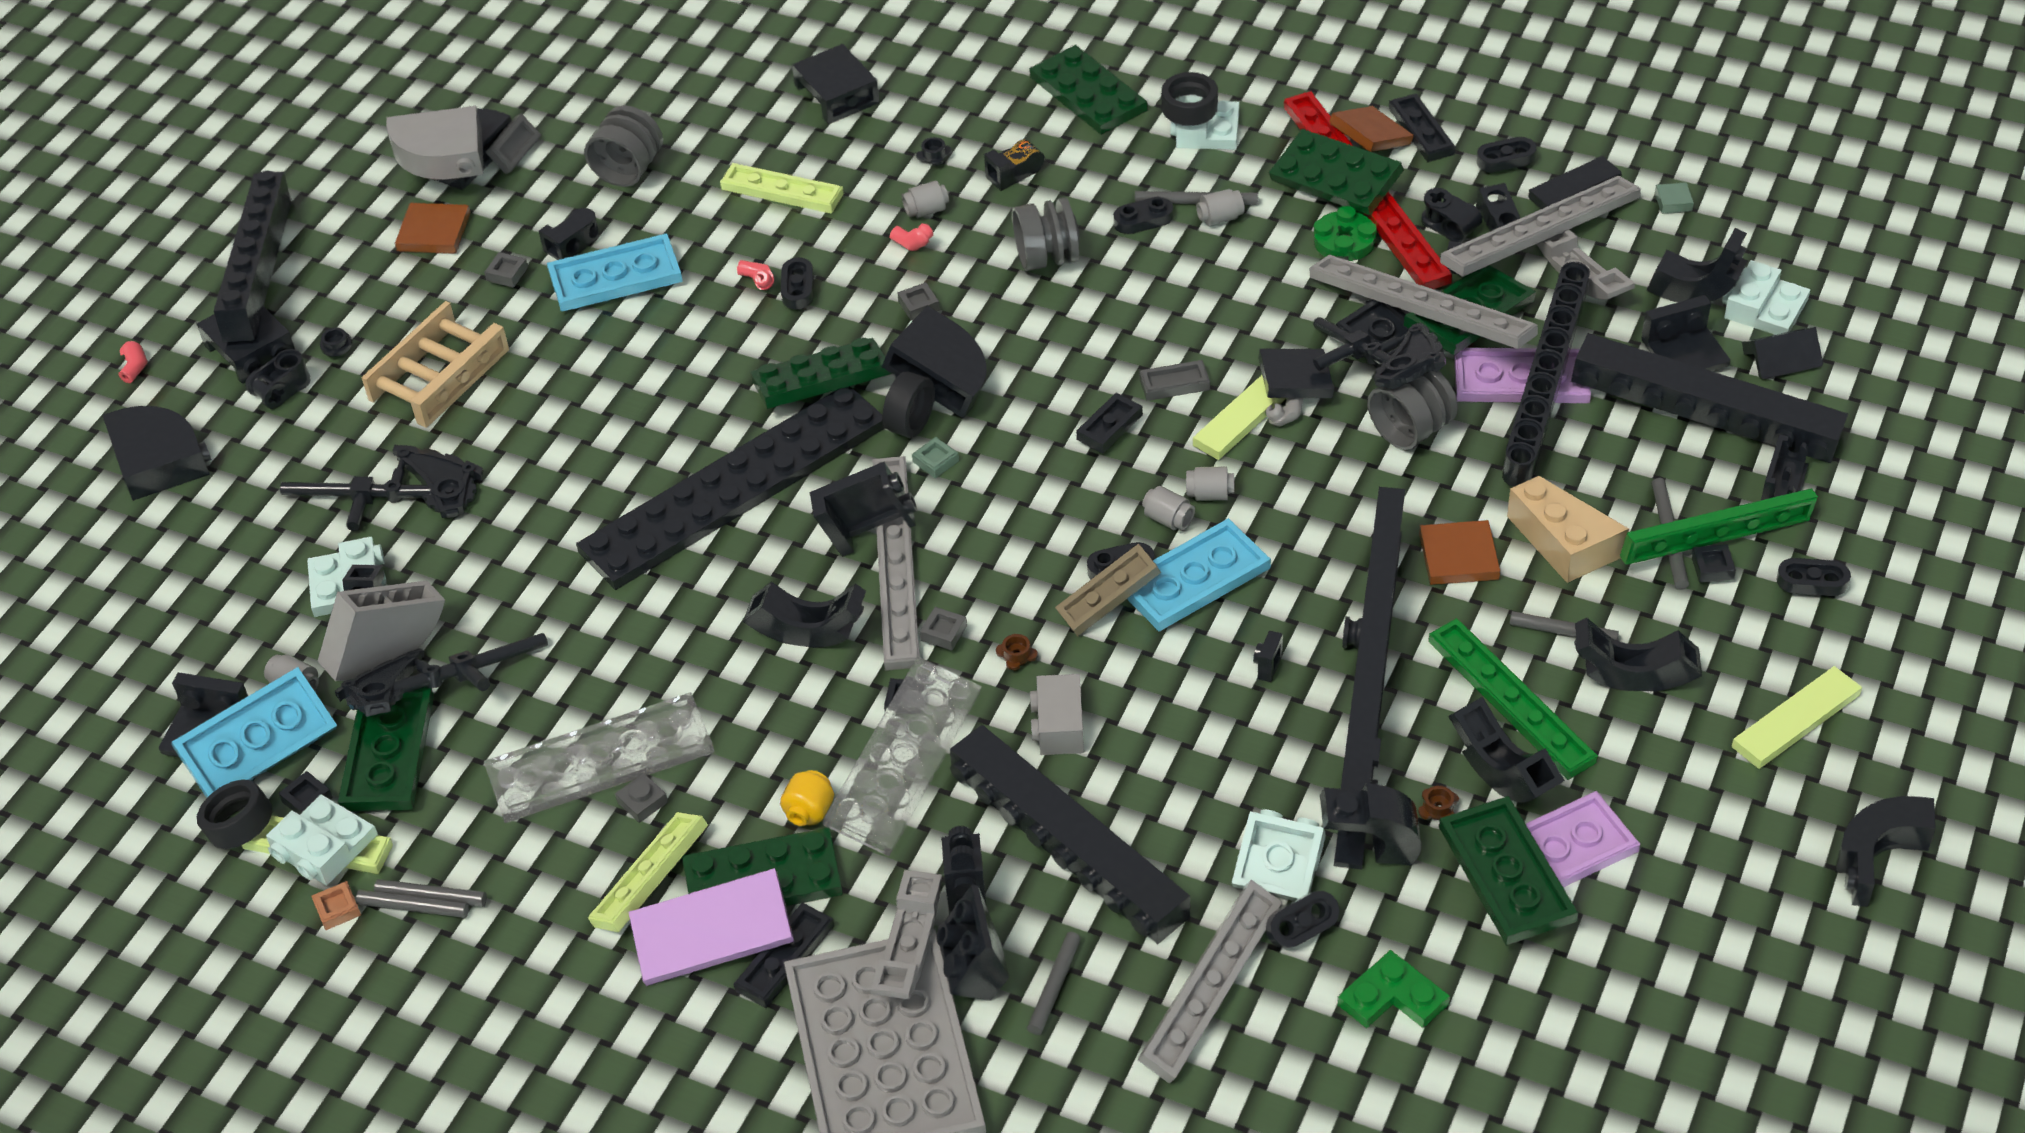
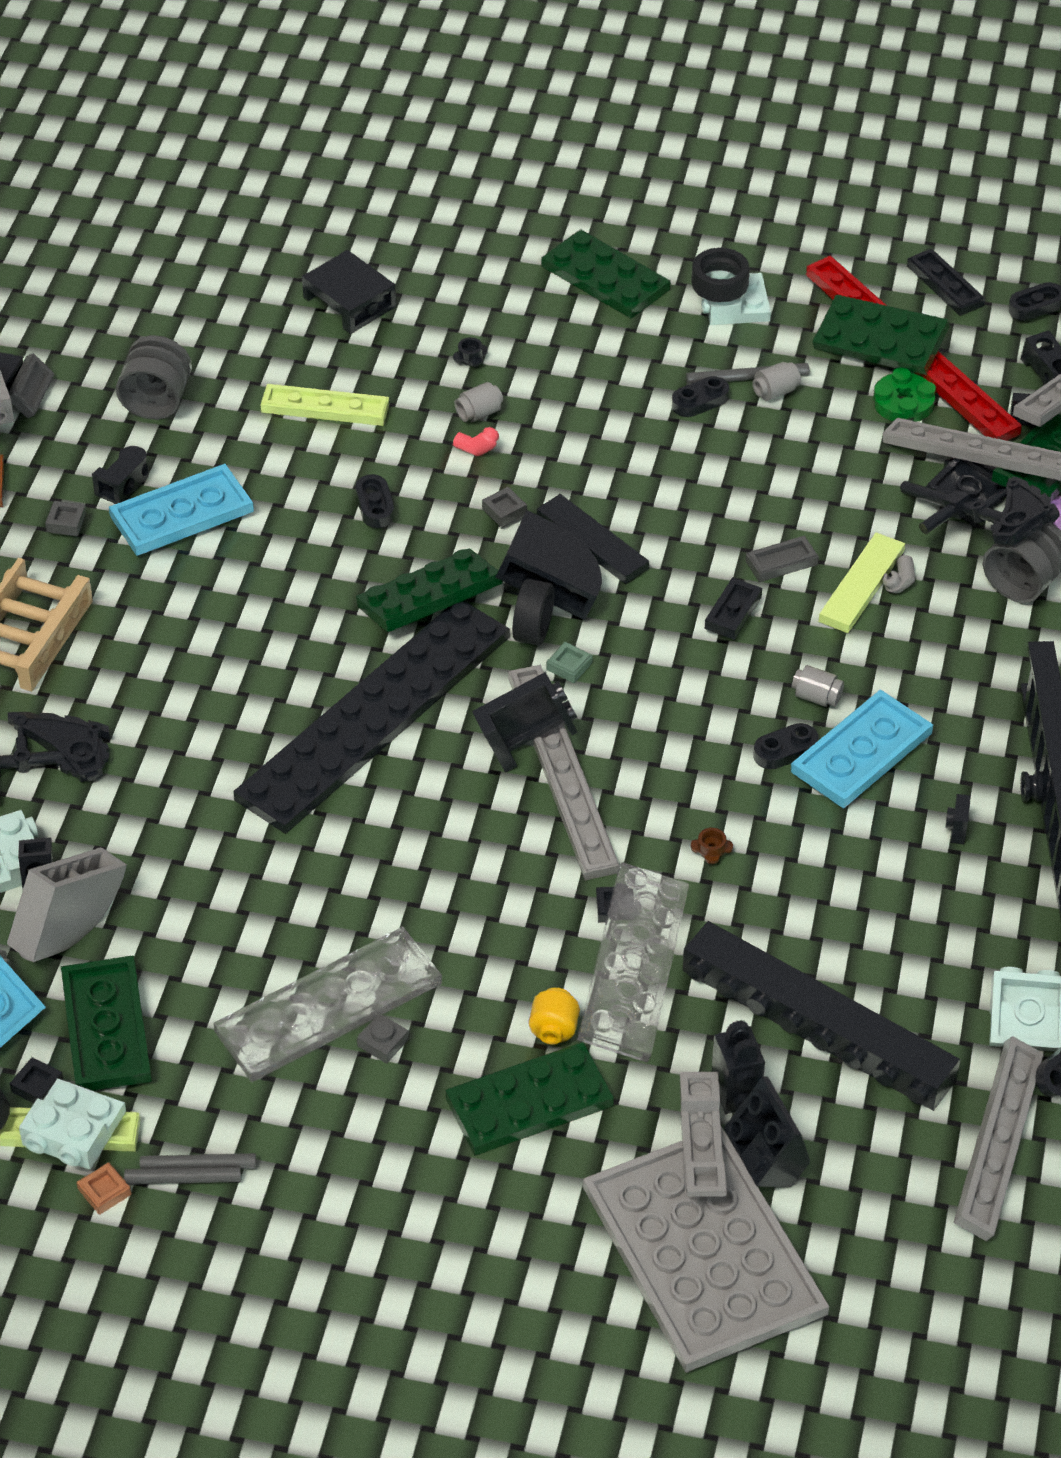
camera: 15 degrees left, 0 degrees up
(385, 684) = (87, 966): black bar -> none
(647, 871) = (415, 1110): yellowish green tile -> none
(710, 927) = (499, 1155): lavender tile -> none
(759, 272) = (331, 494): coral arm -> none
(767, 972) = (580, 1159): black tile -> none
(802, 621) = (496, 843): black arch -> none
(943, 628) = (633, 831): dark grey plate -> none
(996, 341) = (607, 548): none -> black tile
(1013, 164) = (556, 357): black leg -> none
(1051, 233) = (616, 425): dark grey wheel -> none
(1054, 983) = (848, 1162): dark grey bar -> none
(1059, 714) = (774, 901): light grey brick -> none
(1108, 589) = (787, 773): dark tan plate -> none
(1209, 483) = (850, 657): light grey brick -> none
(1293, 374) = (900, 540): black tile -> none
(1371, 128) = (900, 288): dark orange tile -> none
(1451, 218) = (1002, 369): black piece -> none

